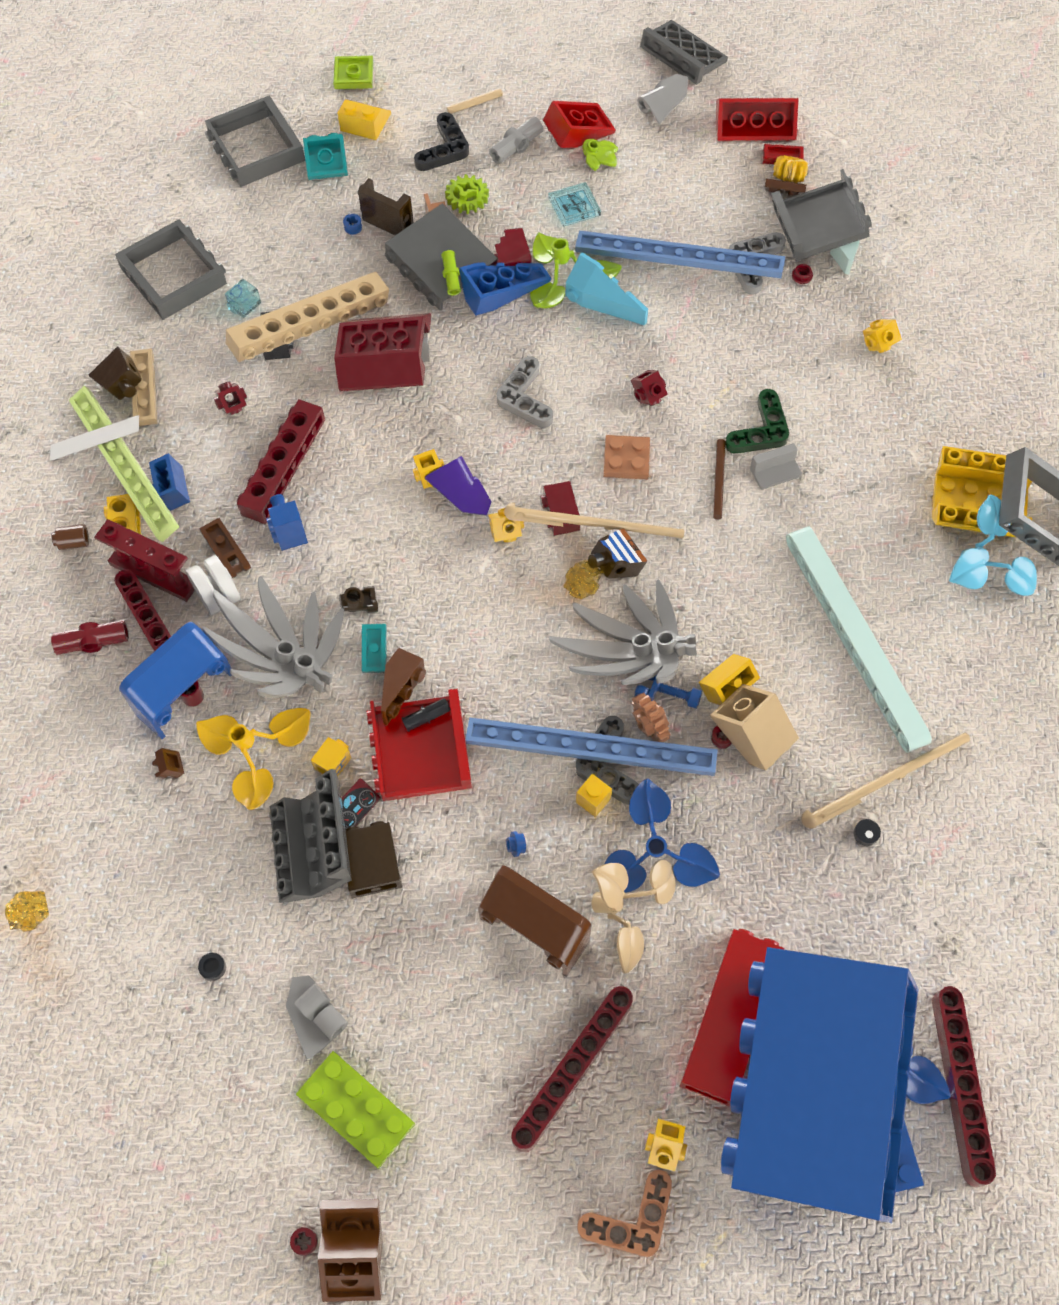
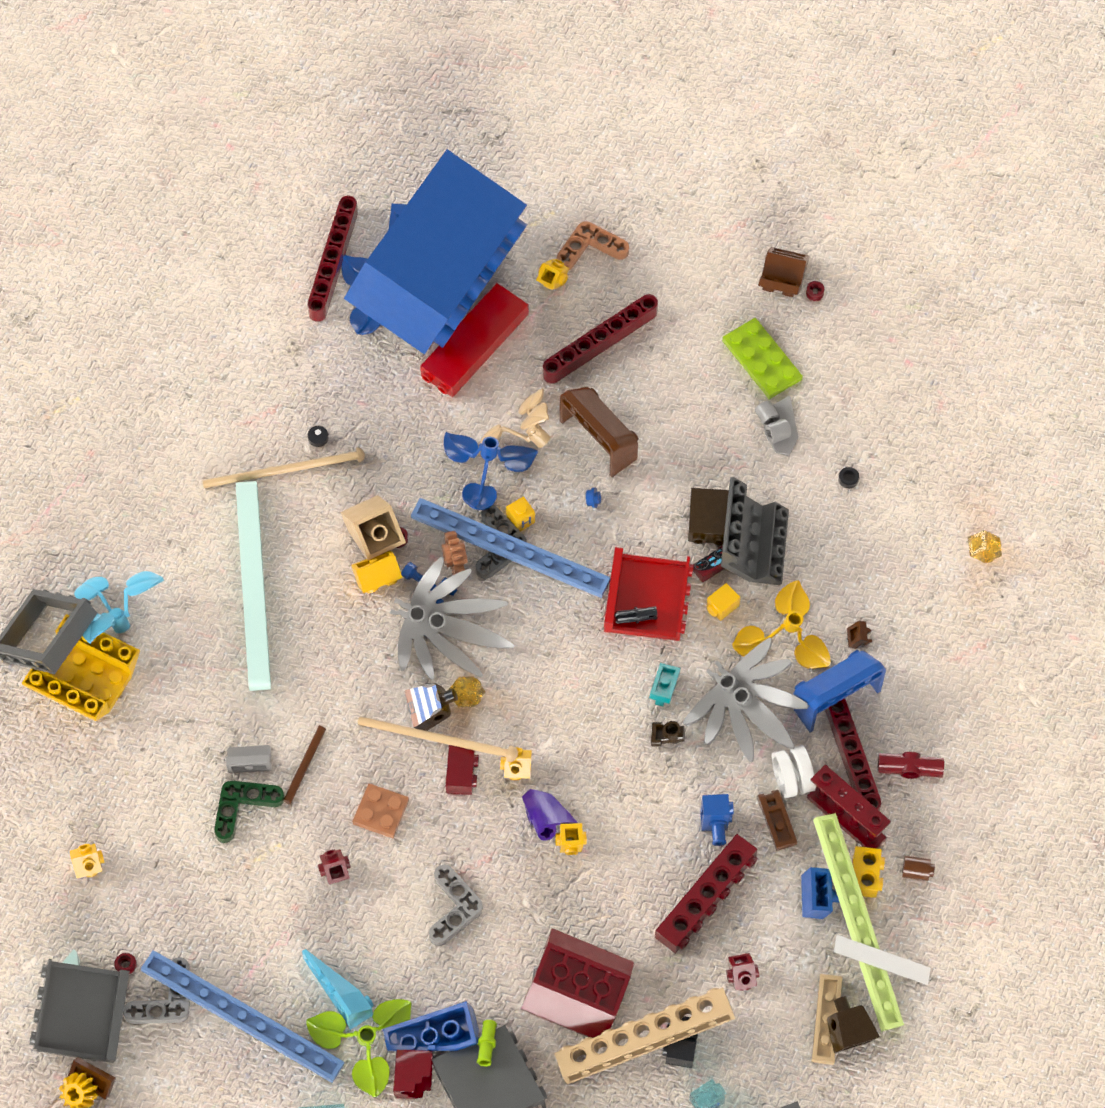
camera: 165 degrees left, 0 degrees up
(400, 678) = (648, 650): reddish brown slope -> none

